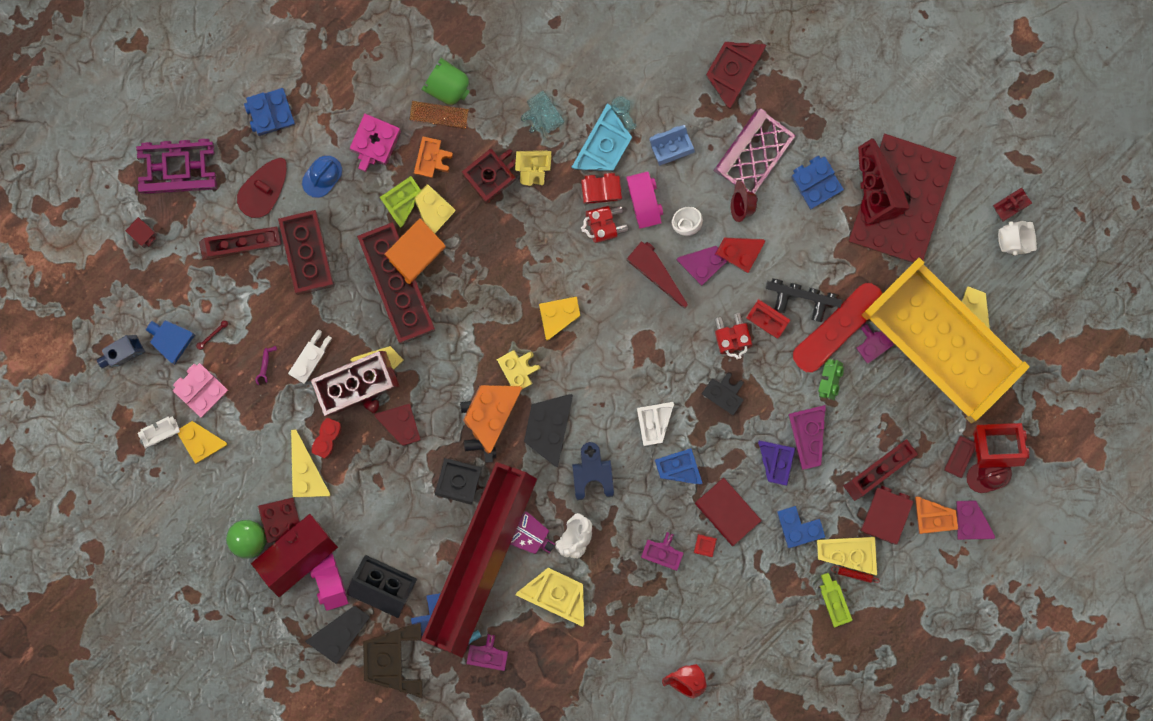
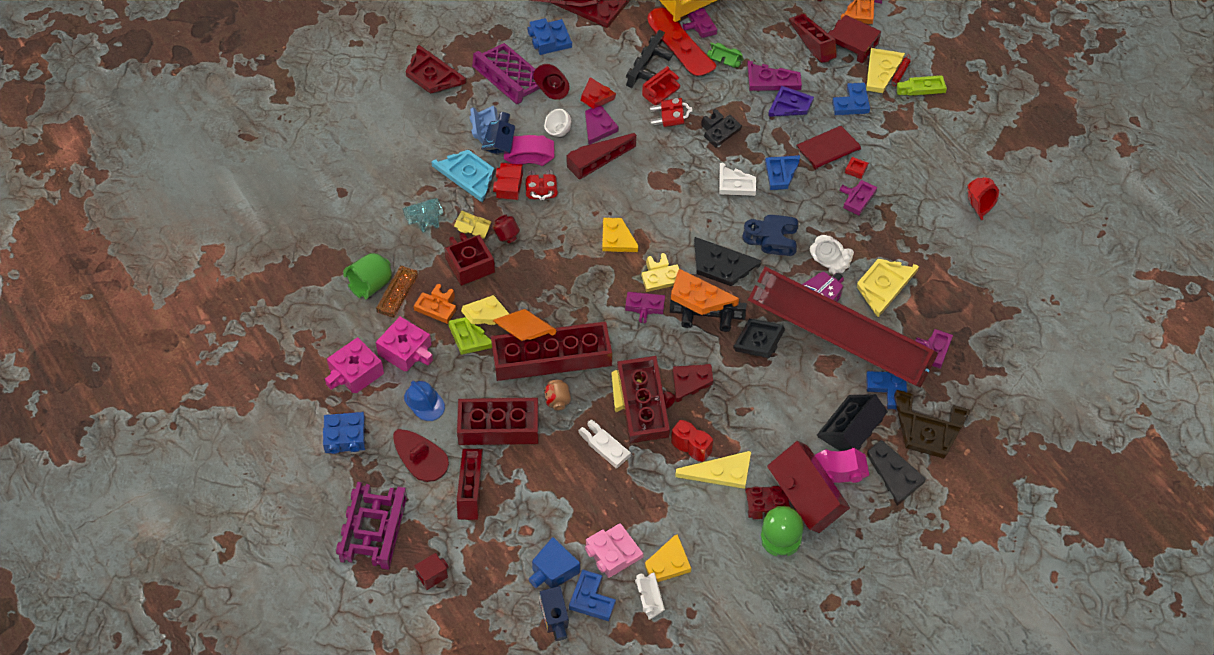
camera: 75 degrees left, 30 degrees down
(143, 376) = (587, 601): none -> blue plate
(200, 345) = (566, 542): dark red hinge -> none
(264, 364) = (595, 482): magenta piece -> none
(331, 91) = (354, 367): none -> dark pink hinge
(350, 300) = (557, 394): none -> medium nougat head
(479, 361) = (644, 304): none -> magenta plate
(535, 202) = (506, 228): none -> dark red head
(623, 111) = (436, 152): clear light blue bar -> none
(645, 166) = (499, 135): none -> dark blue torso

